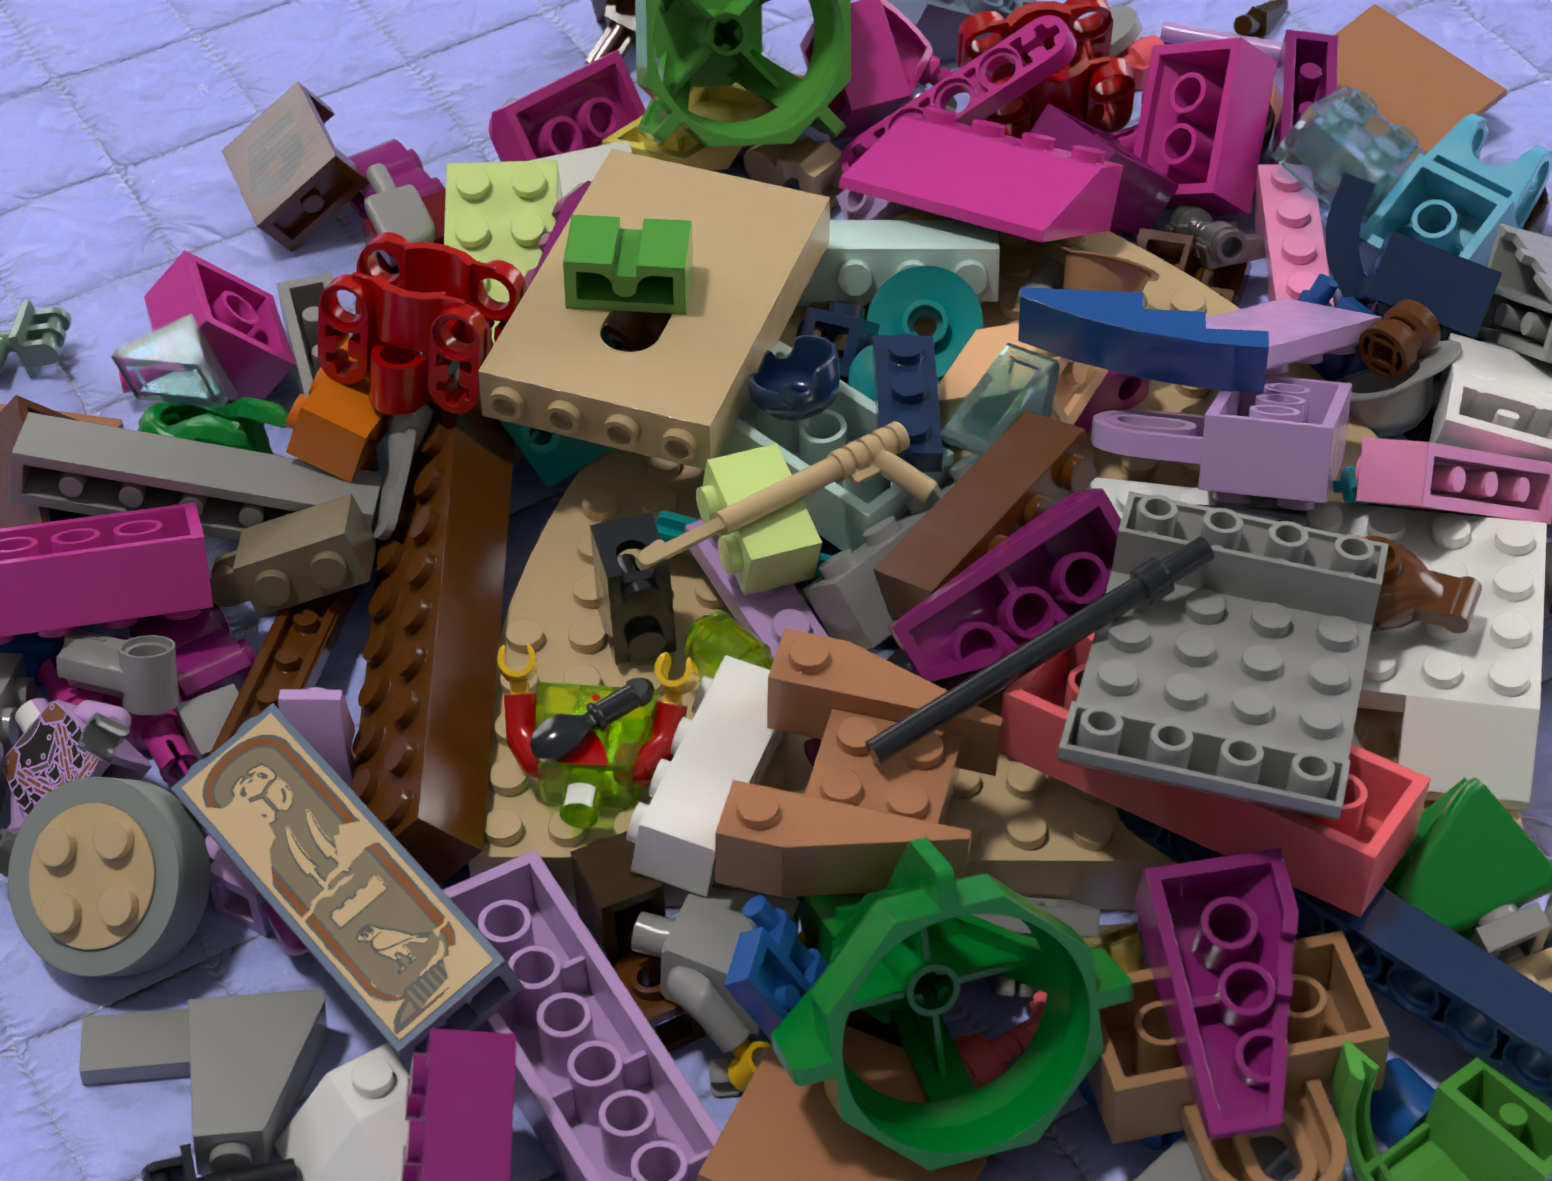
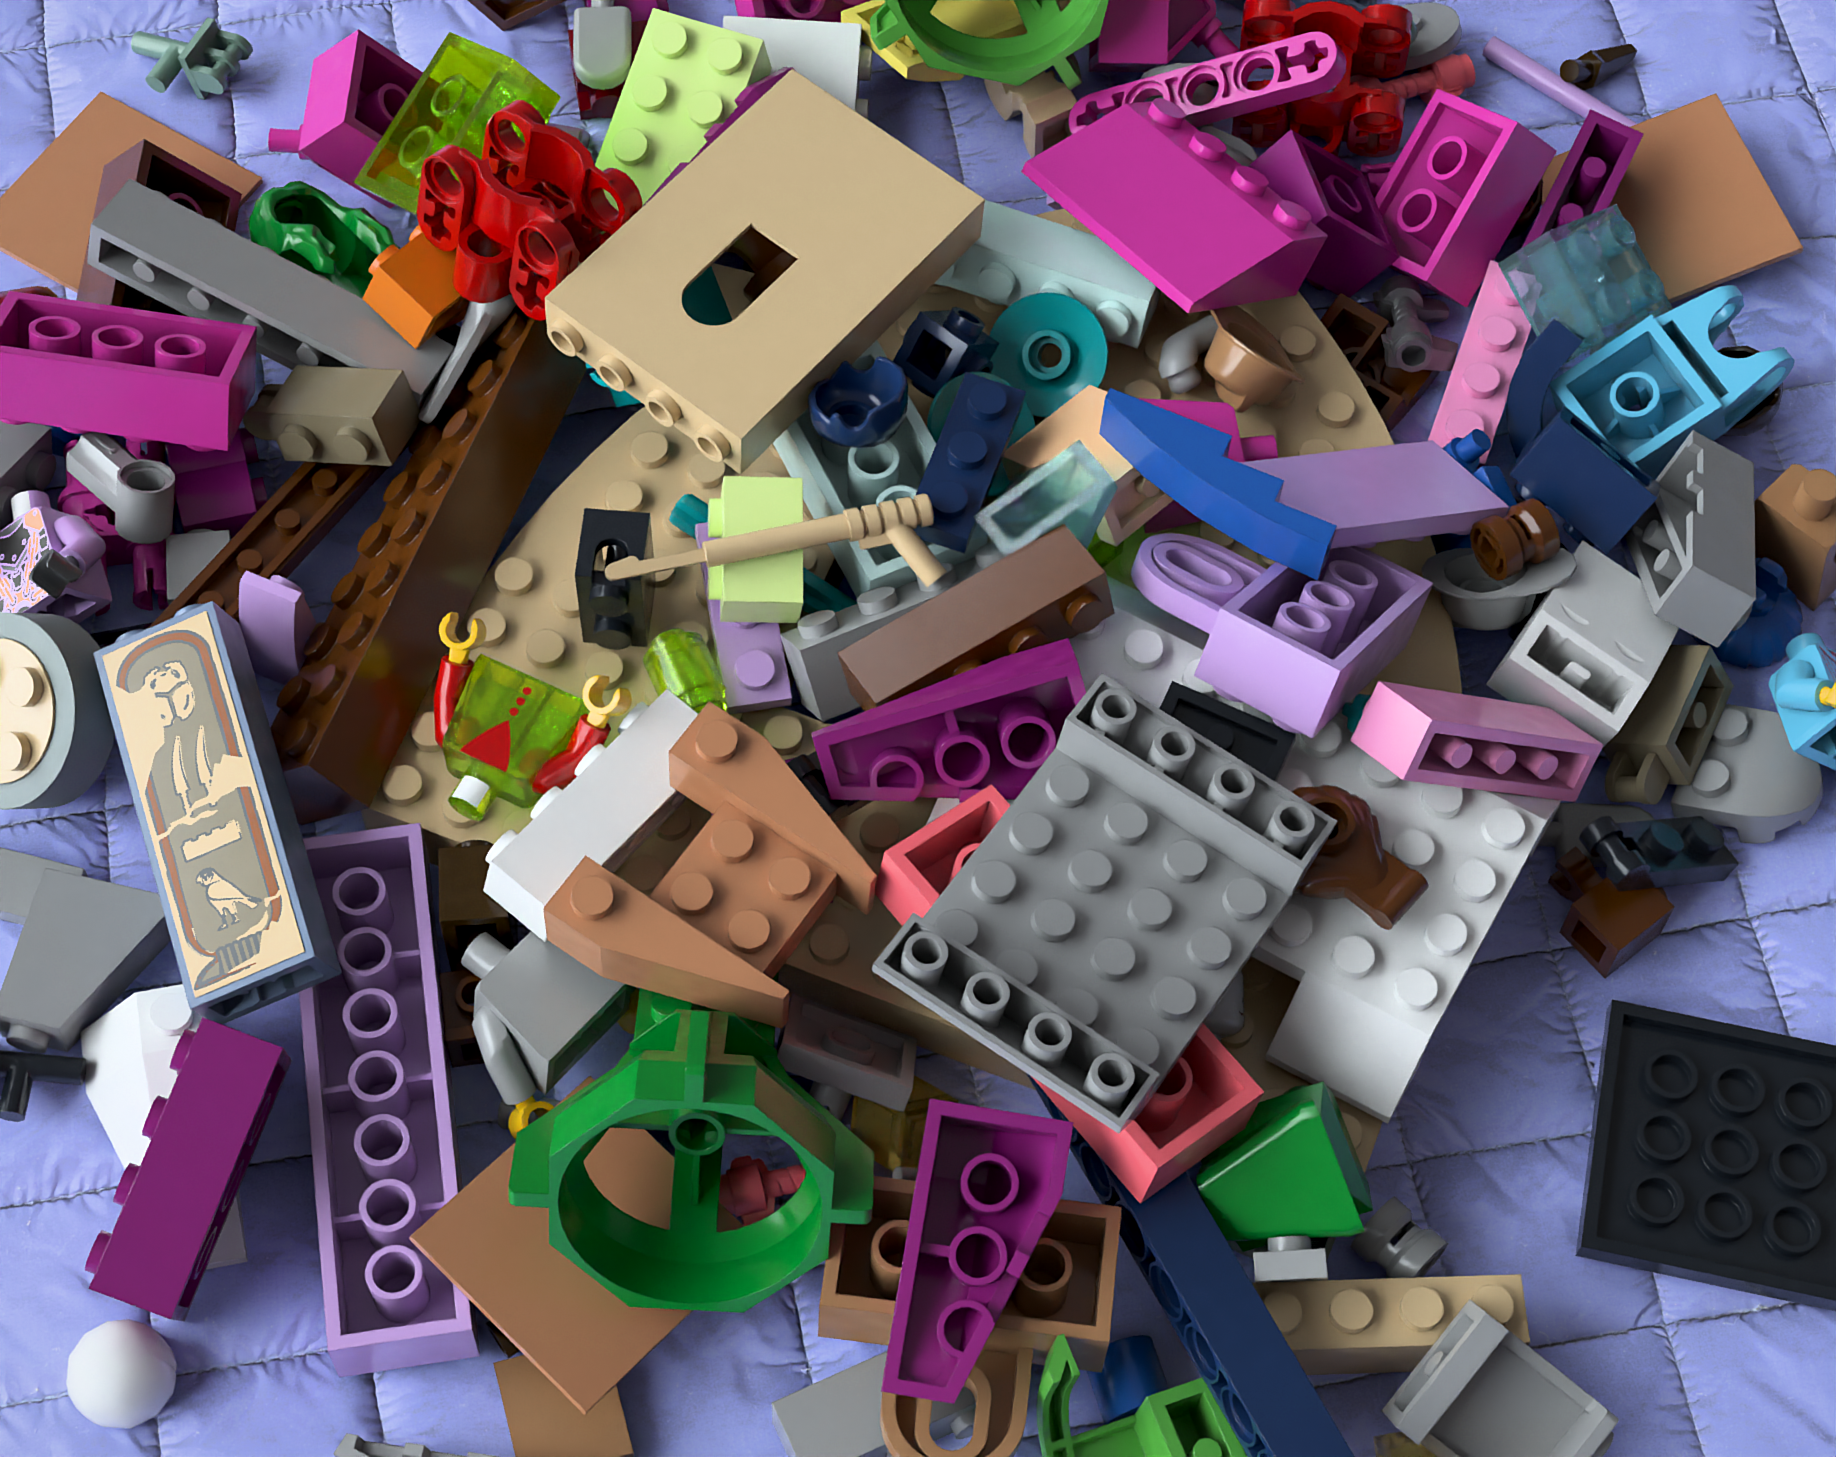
camera: 15 degrees right, 15 degrees up
(175, 367) = (309, 161): clear light blue slope -> none
(283, 312) = (449, 107): none -> clear neon green slope
(566, 733) = (476, 725): black piece -> none
(628, 266) = (735, 227): bright green brick -> none
(771, 965) = (543, 1060): blue plate -> none
(1146, 584) = (1070, 788): black bar -> none

